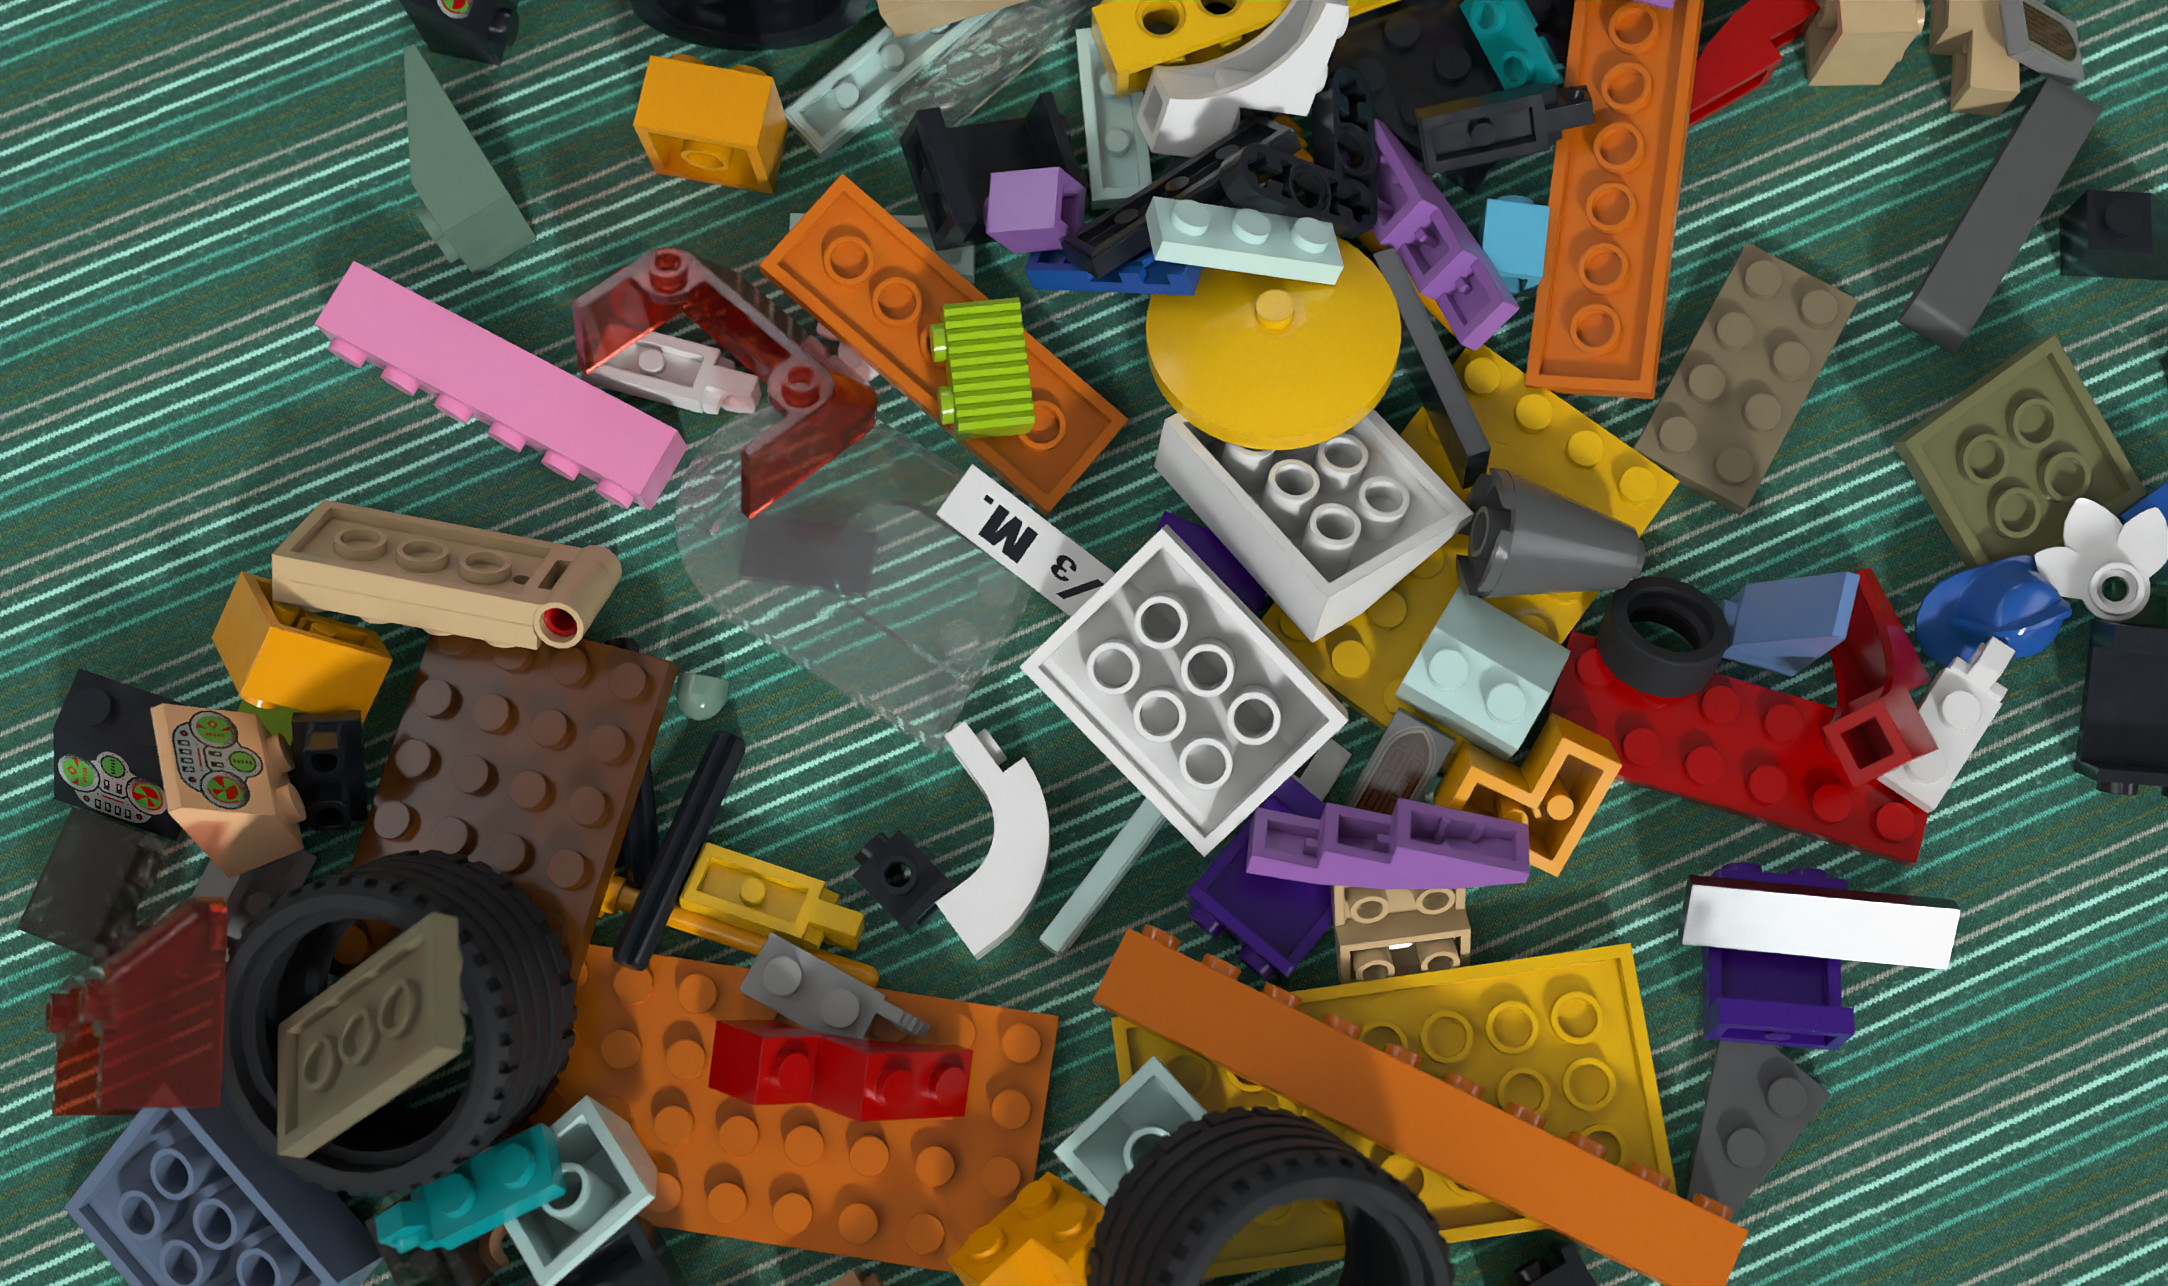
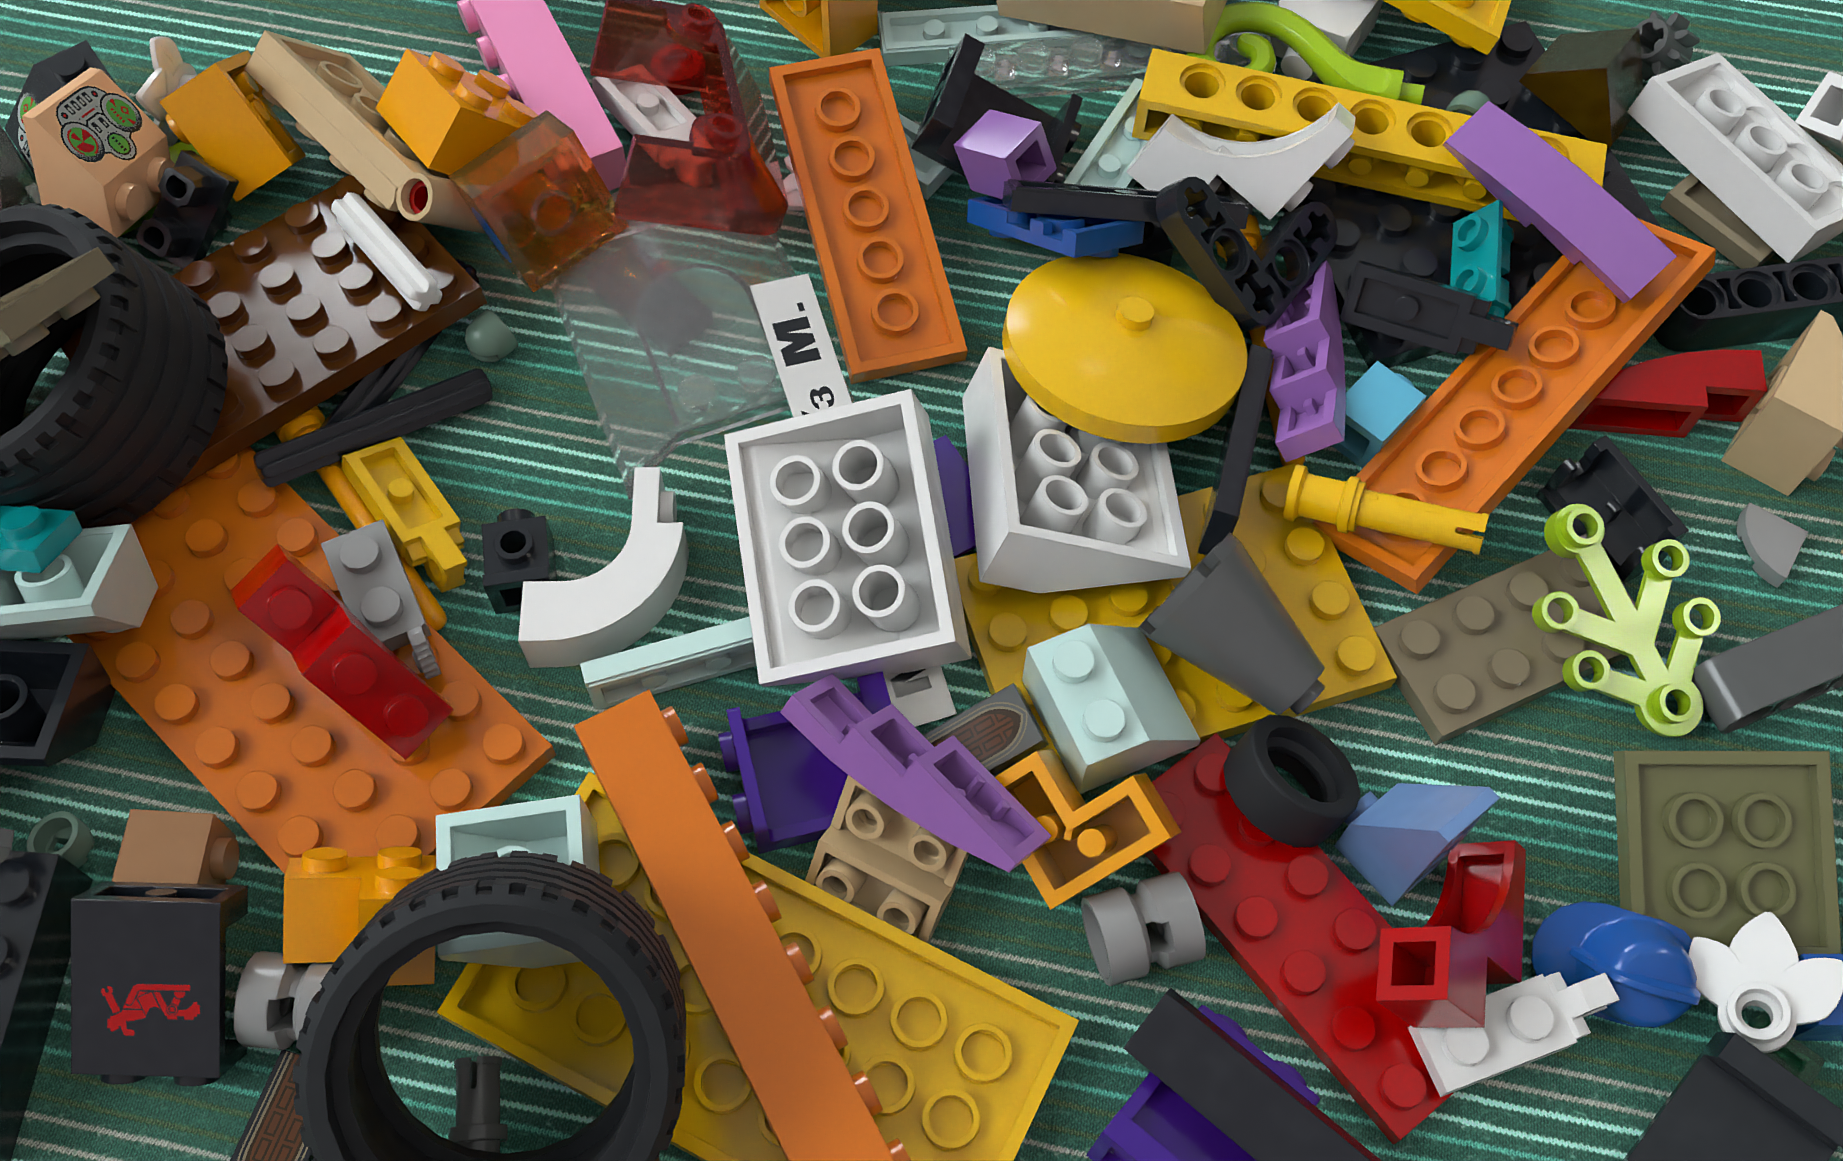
camera: 30 degrees right, 15 degrees down
(195, 657) = (168, 76): none -> white plate
(521, 512) = (447, 111): none -> light orange brick
(563, 688) = (386, 252): none -> white axle
(658, 543) = (539, 200): none -> clear orange brick
(985, 369) = (876, 232): lime brick -> none
(1243, 240) = (1147, 249): light aqua plate -> none
(1560, 359) = (1352, 505): none -> yellow pin
(1625, 841) = (1122, 941): none -> light grey wheel
(1756, 205) = (1625, 501): none -> black hinge
(1837, 313) = (1629, 628): none -> lime plant
(1893, 145) = (1769, 542): none -> light grey tile

